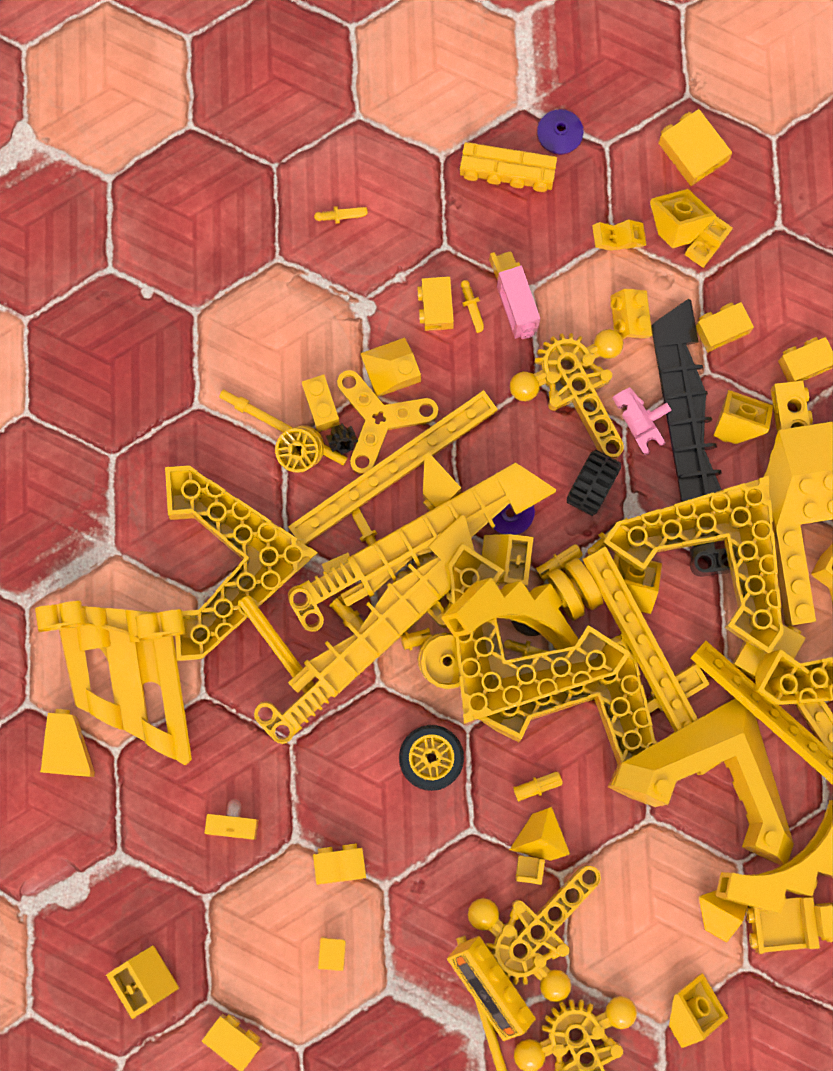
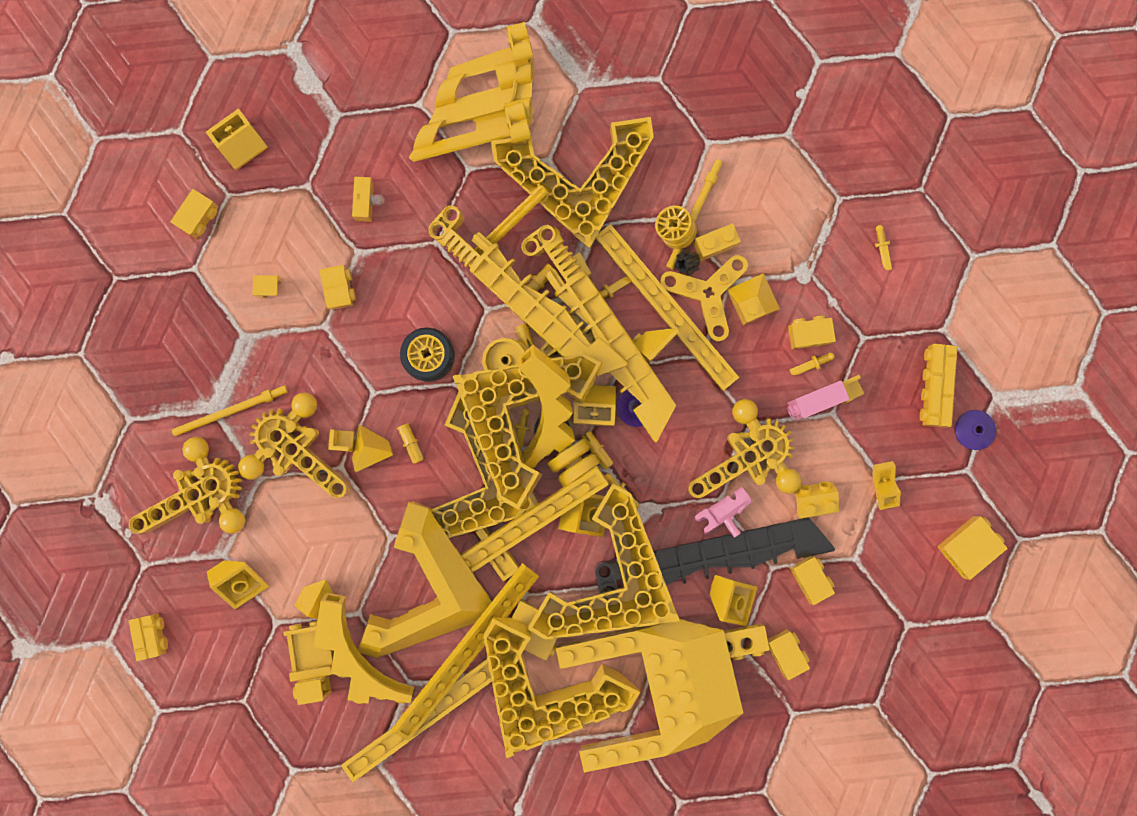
camera: 85 degrees right, 5 degrees up
(65, 746) = (418, 63): yellow slope -> none
(491, 988) = (244, 414): yellow brick -> none
(593, 482) = (665, 473): black tyre -> none
(680, 217) = (907, 537): yellow slope -> none
(708, 242) = (888, 563): yellow slope -> none

